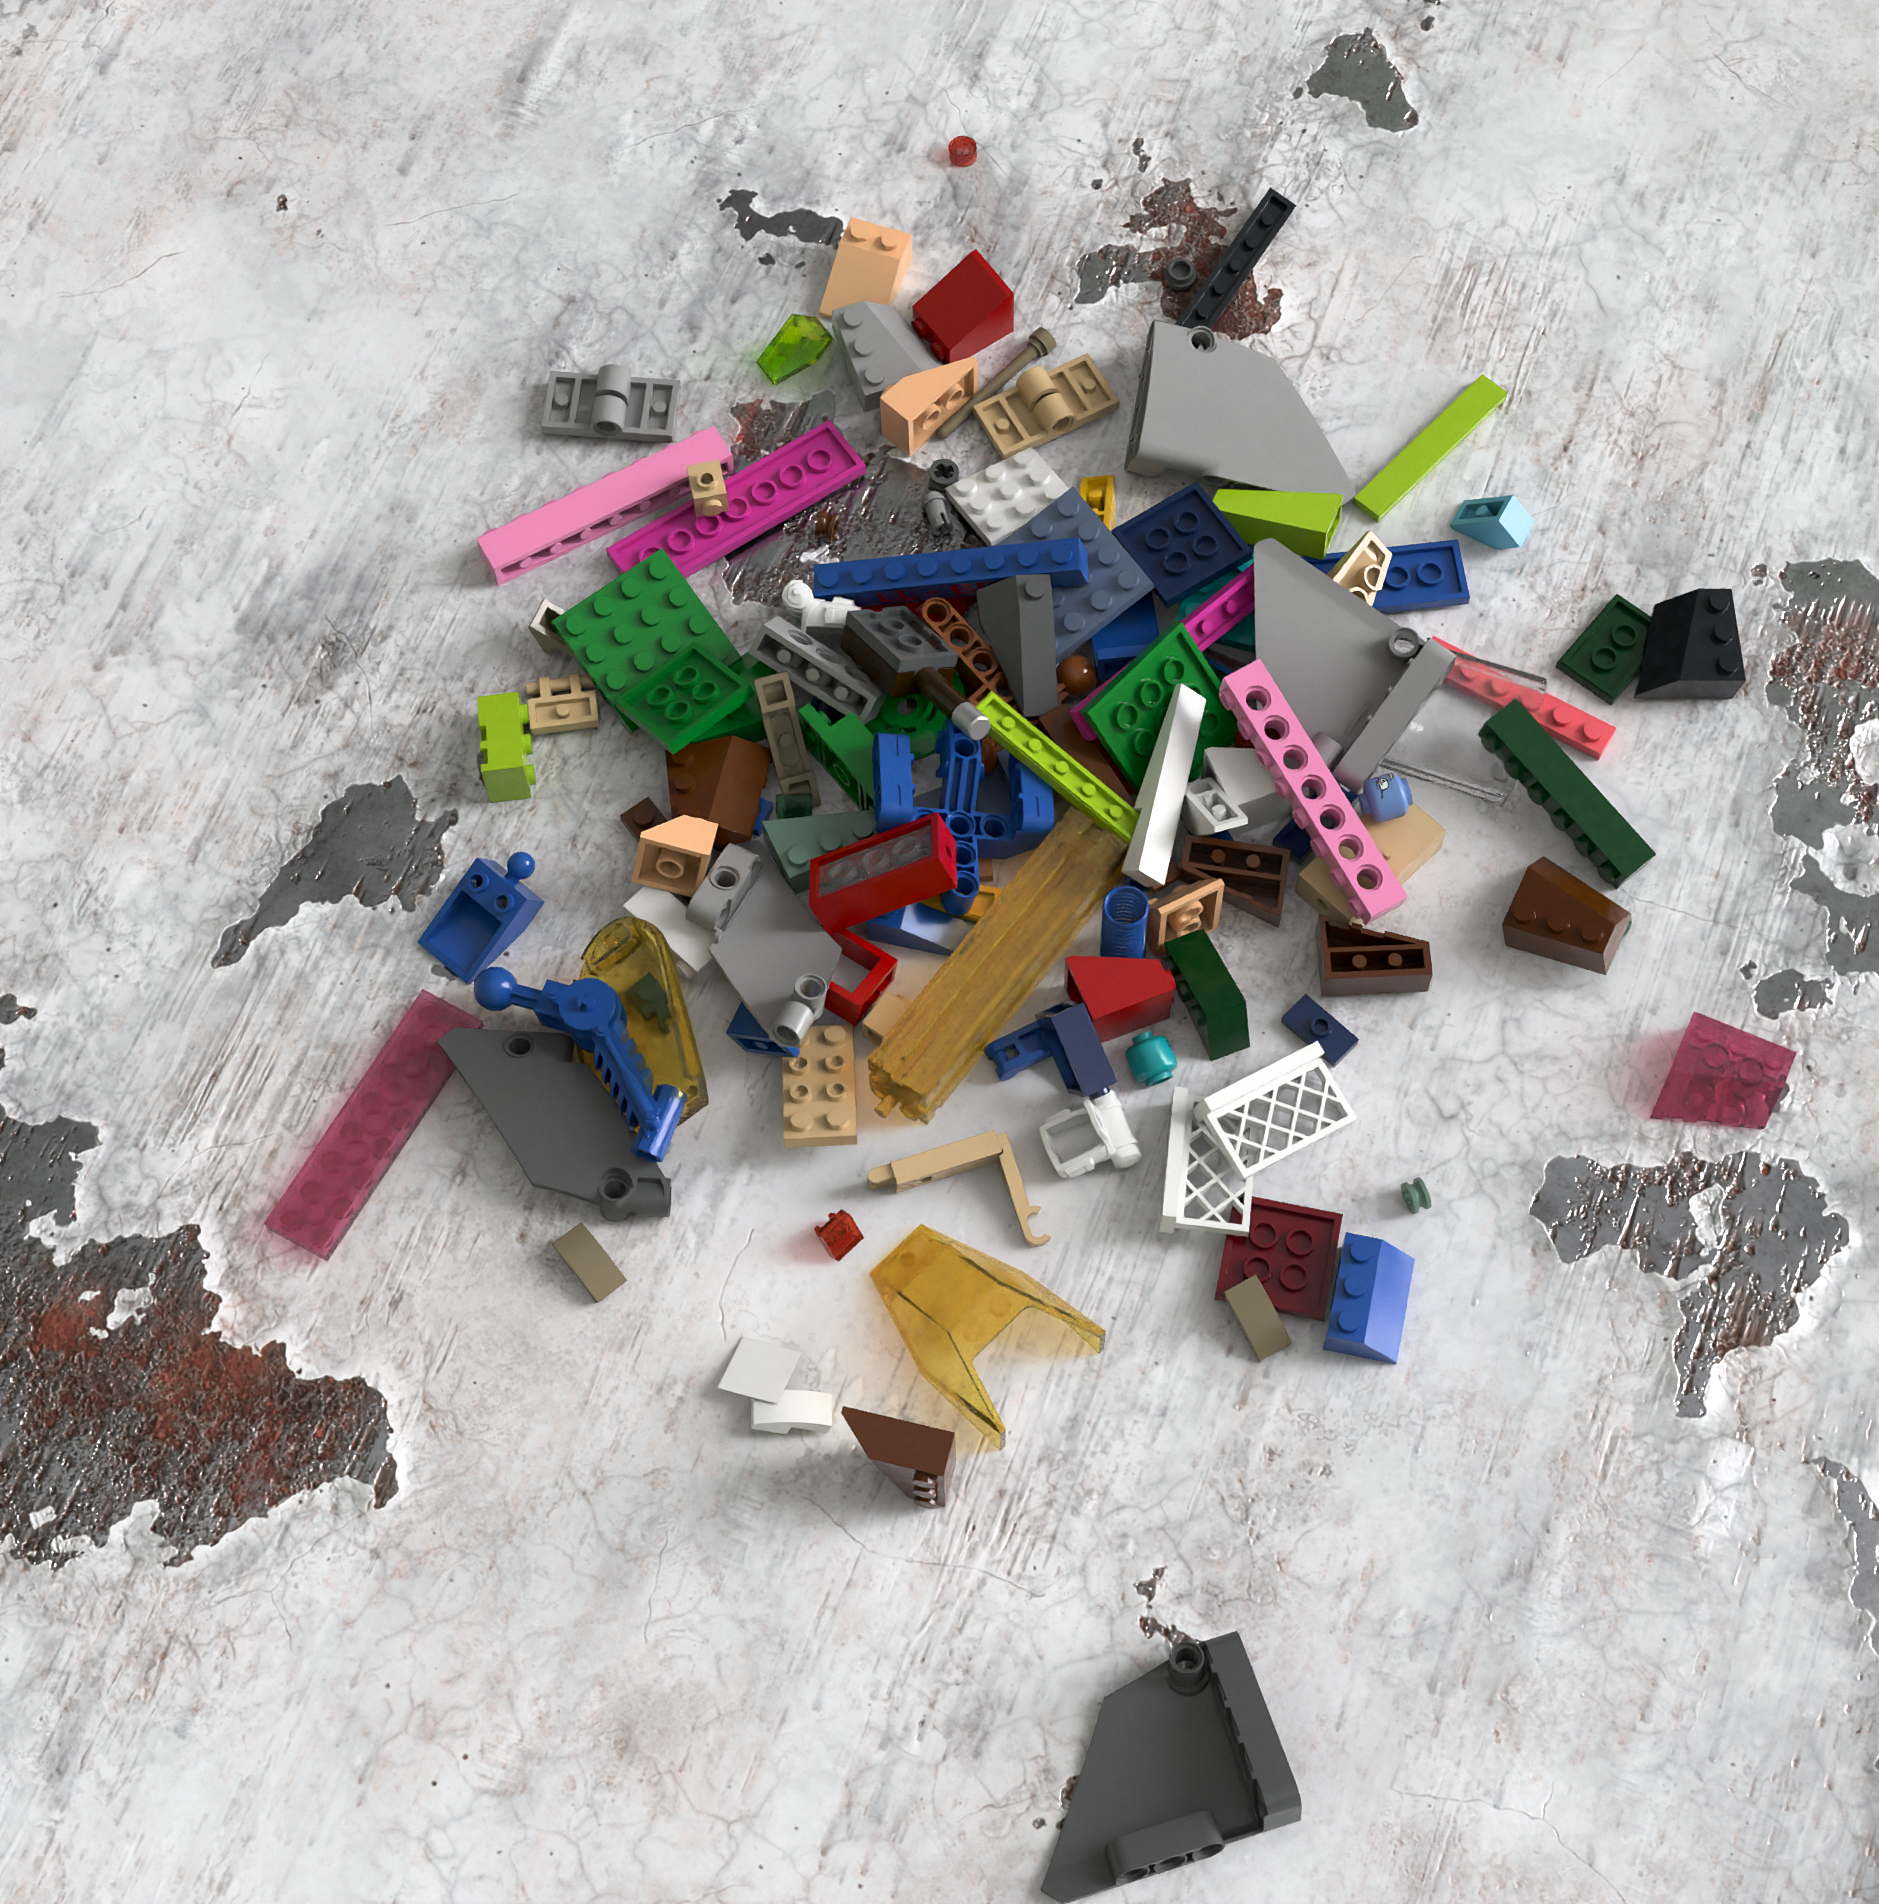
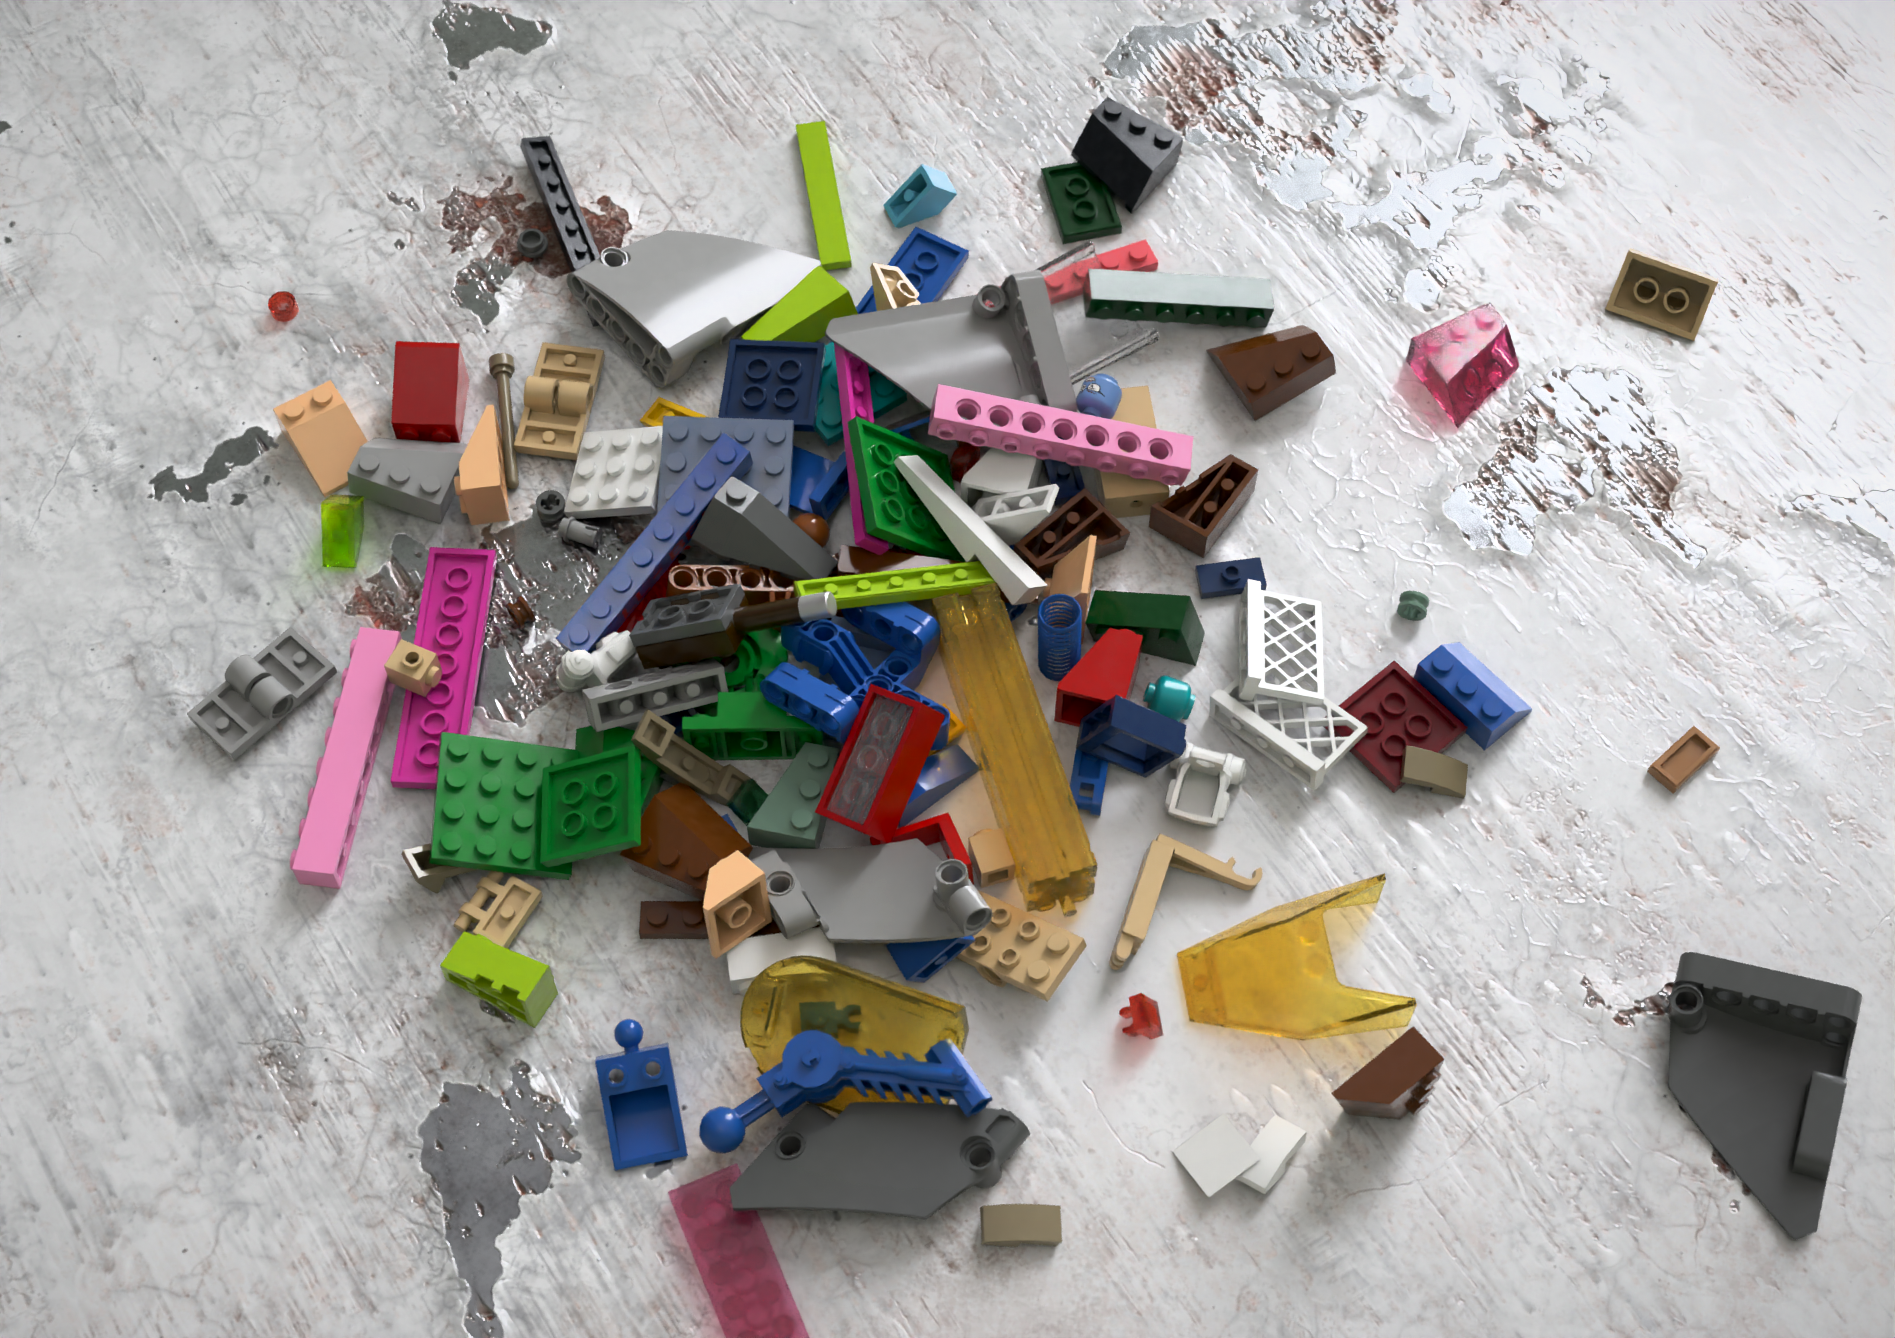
camera: 55 degrees left, 5 degrees down
(1452, 1523) = (1683, 759): none -> medium nougat tile

